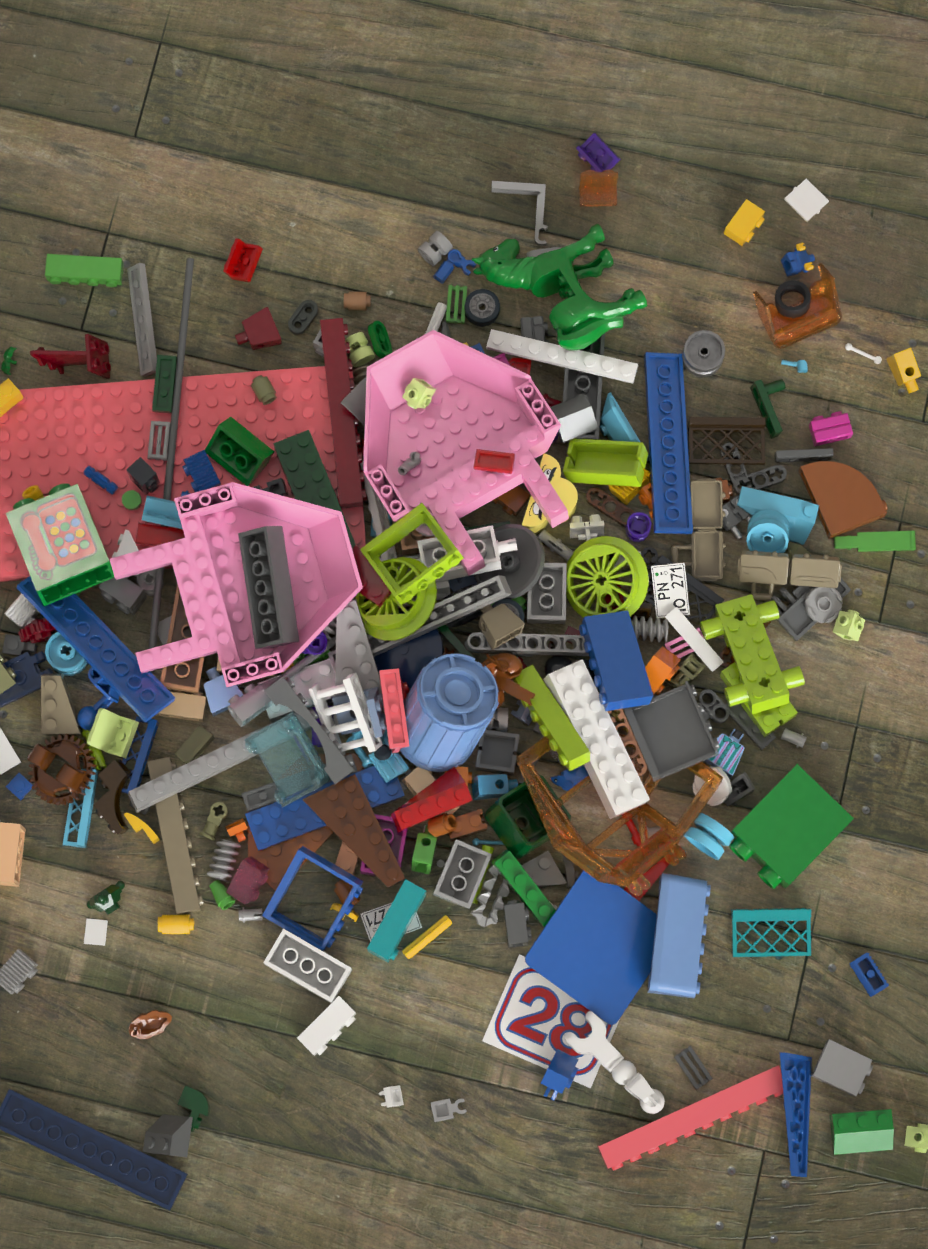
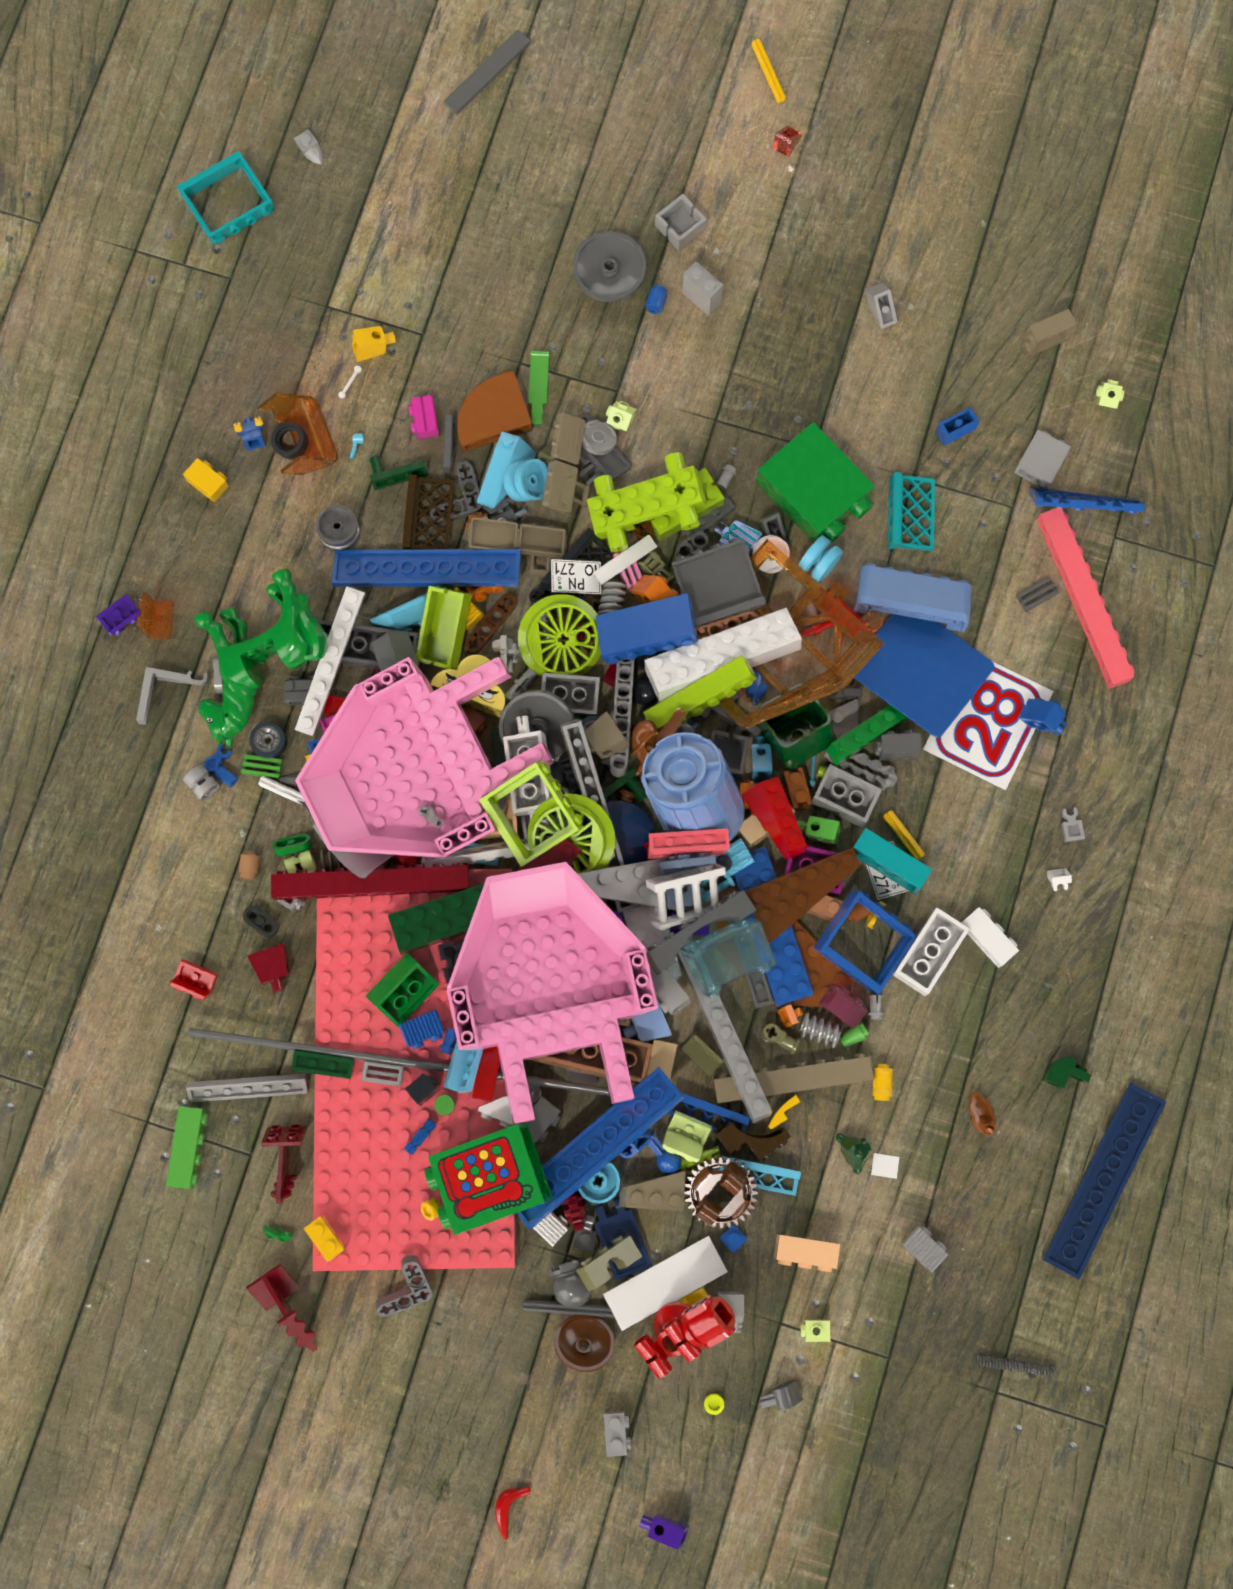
camera: 85 degrees left, 0 degrees up
(169, 1136) = (1095, 1097): dark grey slope -> none
(263, 390) = (339, 961): olive brick -> none
(268, 587) = (556, 960): dark grey brick -> none
(418, 393) = (358, 803): yellowish green brick -> none
(442, 824) = (800, 808): dark orange brick -> none
(494, 461) = (441, 726): red tile -> none
(622, 1071) = (1040, 657): white piece -> none
(638, 527) = (510, 601): dark purple wheel -> none
(806, 200) = (188, 421): white piece -> none
(862, 1131) = (1100, 446): green slope -> none

